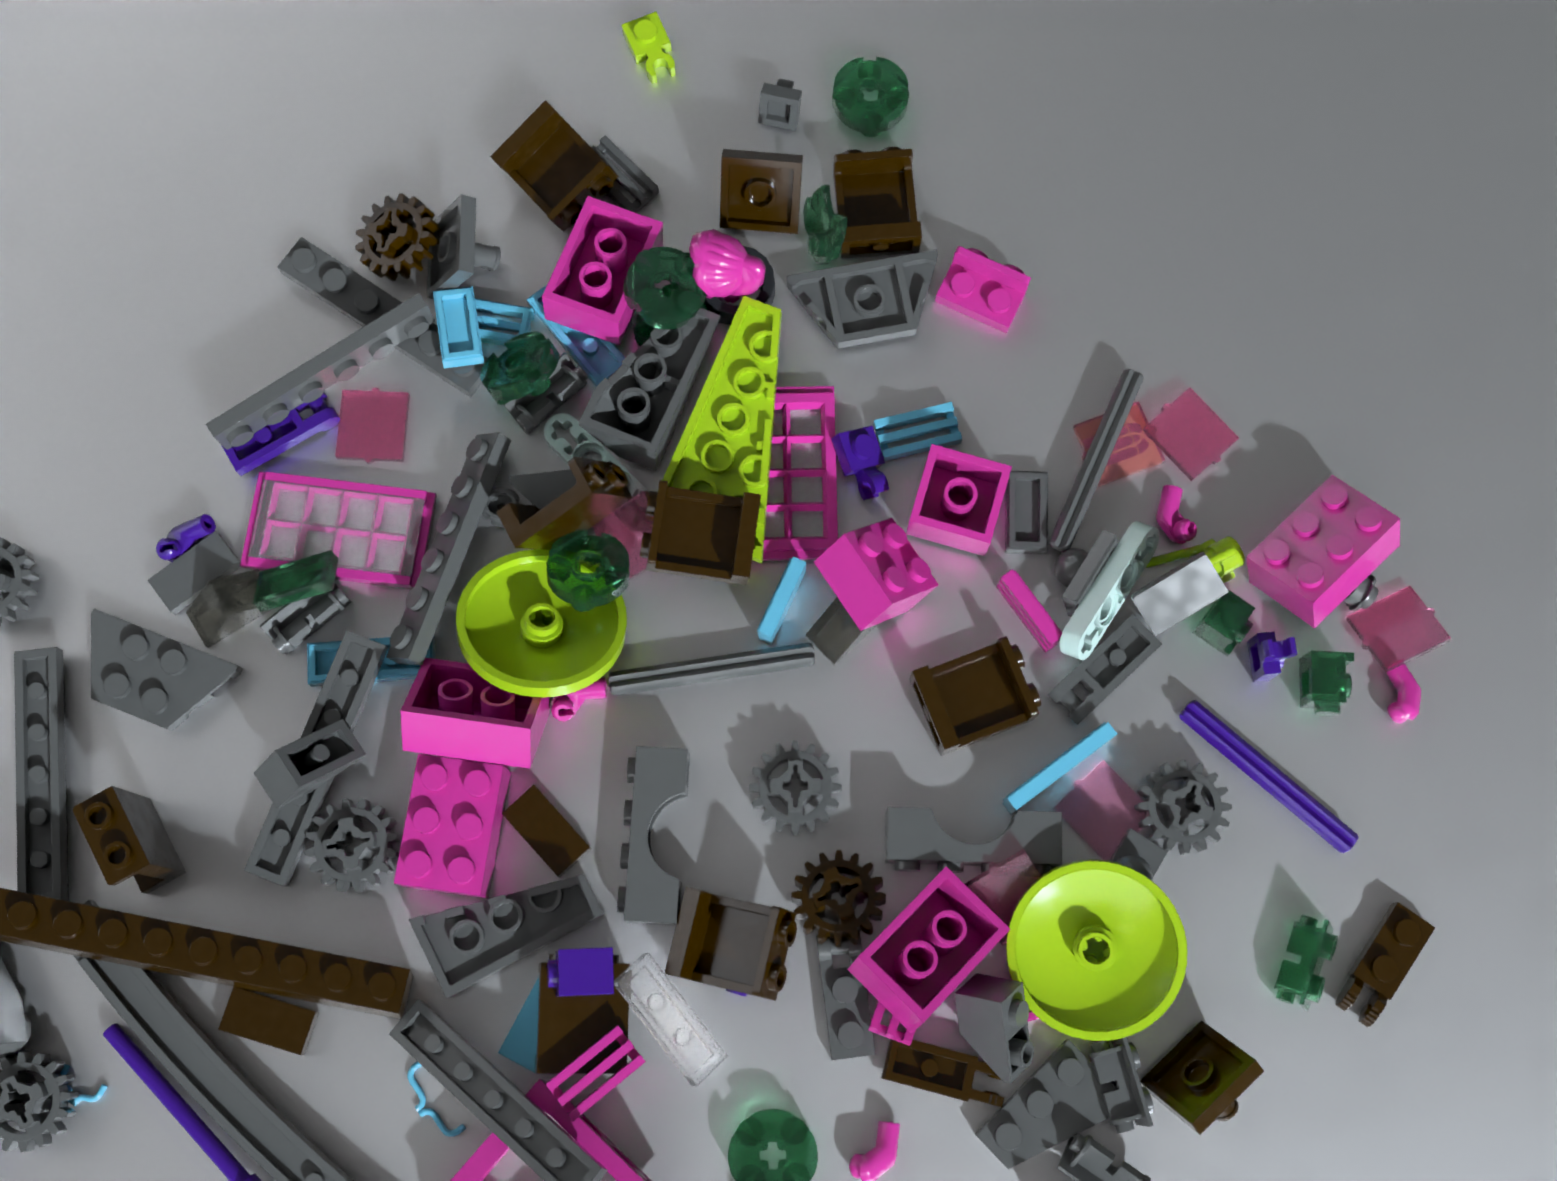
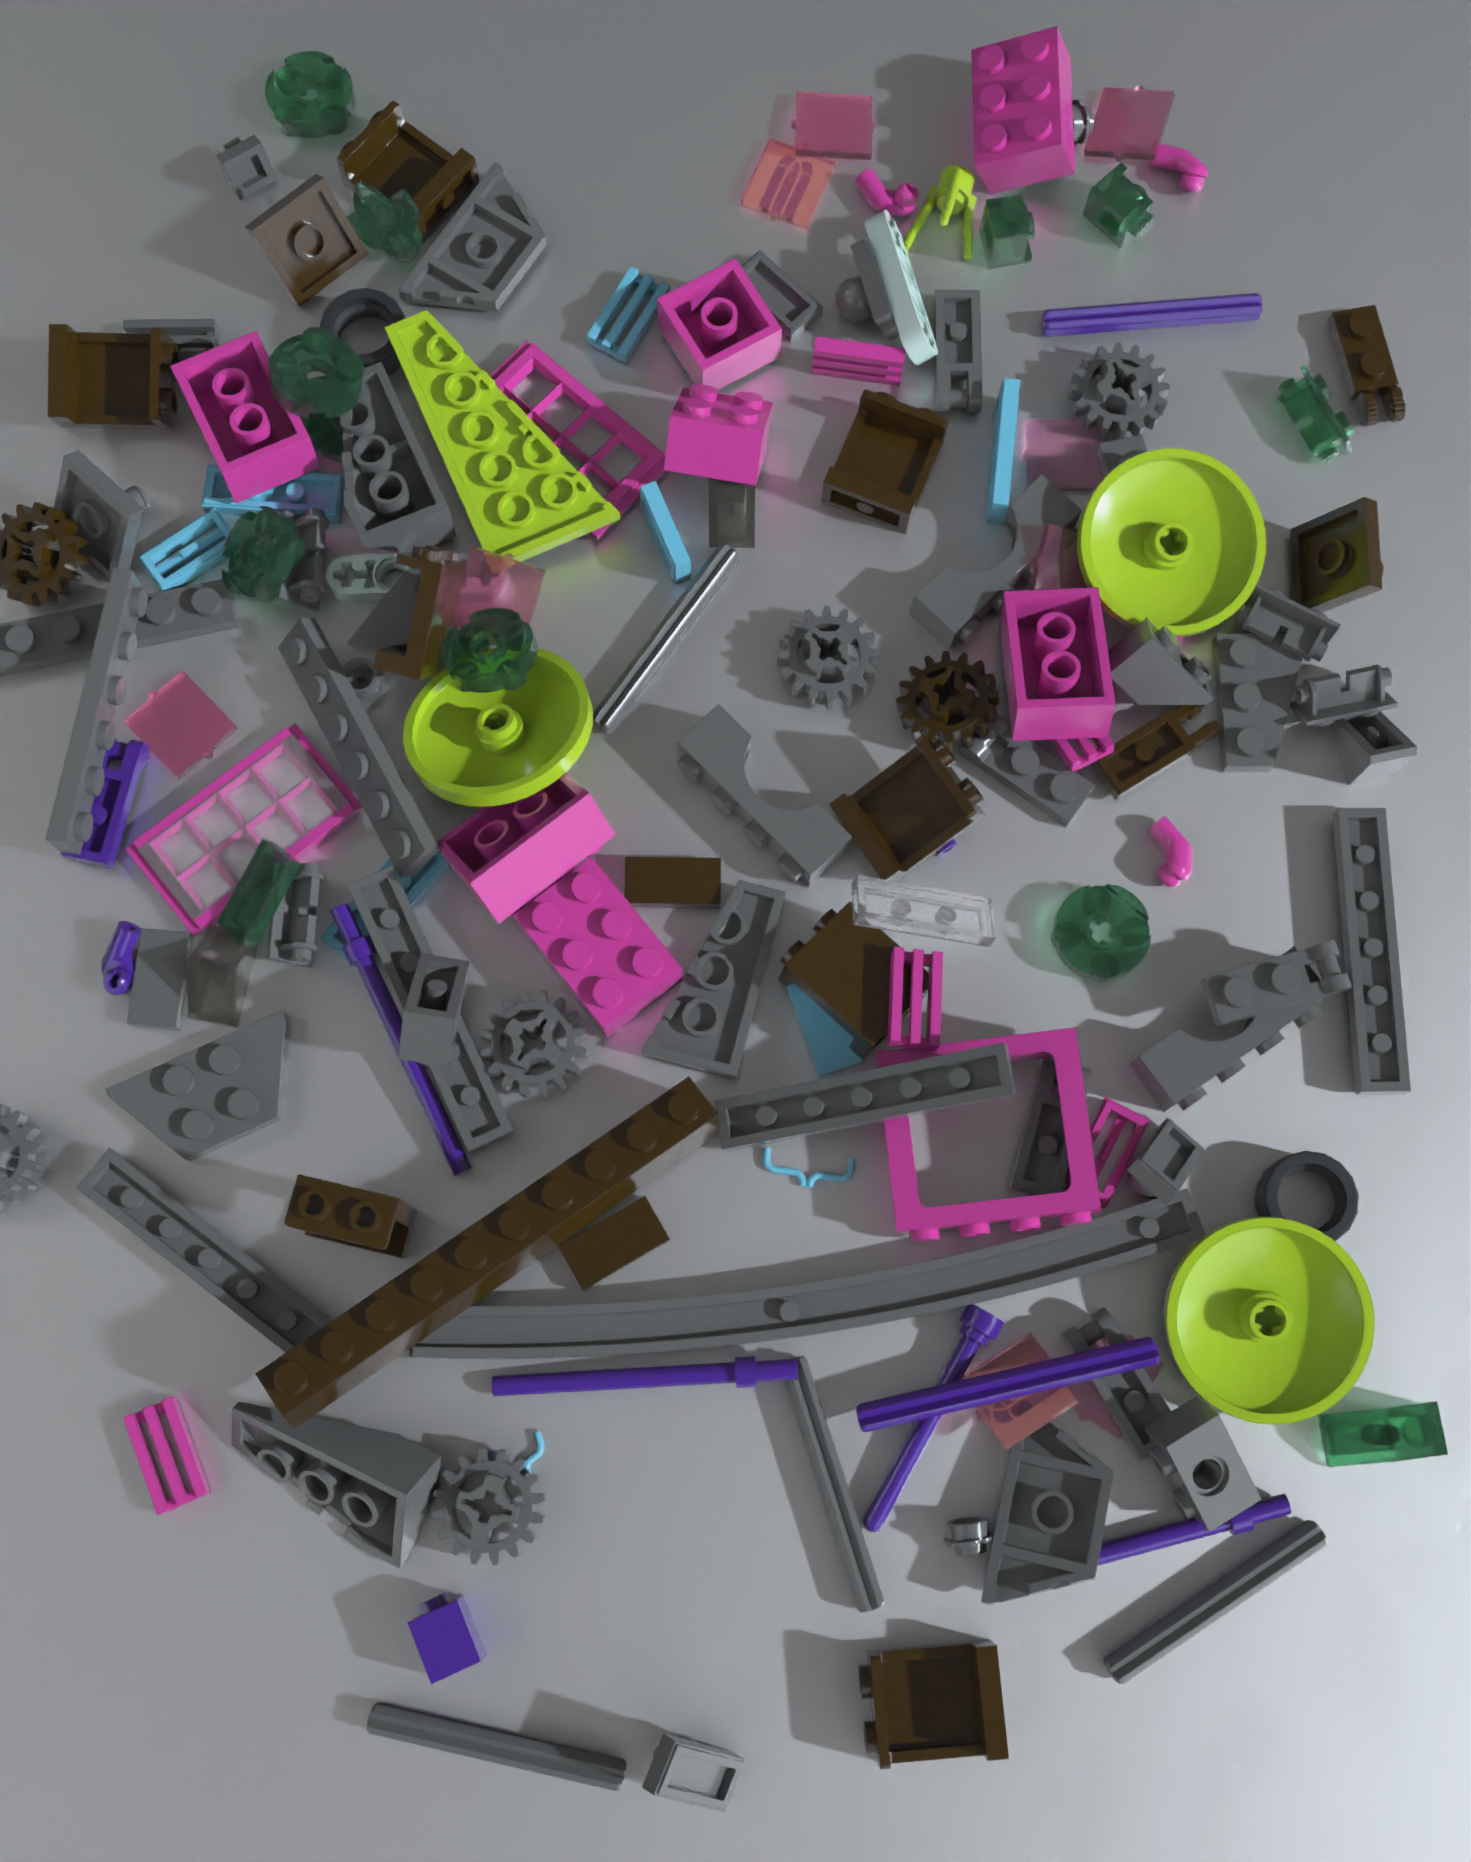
camera: 50 degrees left, 0 degrees up
(313, 680) = (360, 953): none -> dark purple bar
(458, 327) = (172, 574): medium azure tile -> none
(566, 706) = (584, 769): dark pink arm -> none
(581, 972) = (827, 932): dark purple brick -> none
(650, 44) = (79, 217): lime plate -> none
(701, 534) = (556, 530): dark brown panel -> none
(724, 266) = (349, 313): dark pink hair -> none
(861, 455) = (608, 371): dark purple plate -> none
(983, 288) = (562, 160): dark pink bracket -> none
(1096, 460) = (787, 206): dark grey axle -> none
(1179, 593) = (956, 237): panel -> none
(1268, 655) = (1060, 226): dark purple plate -> none

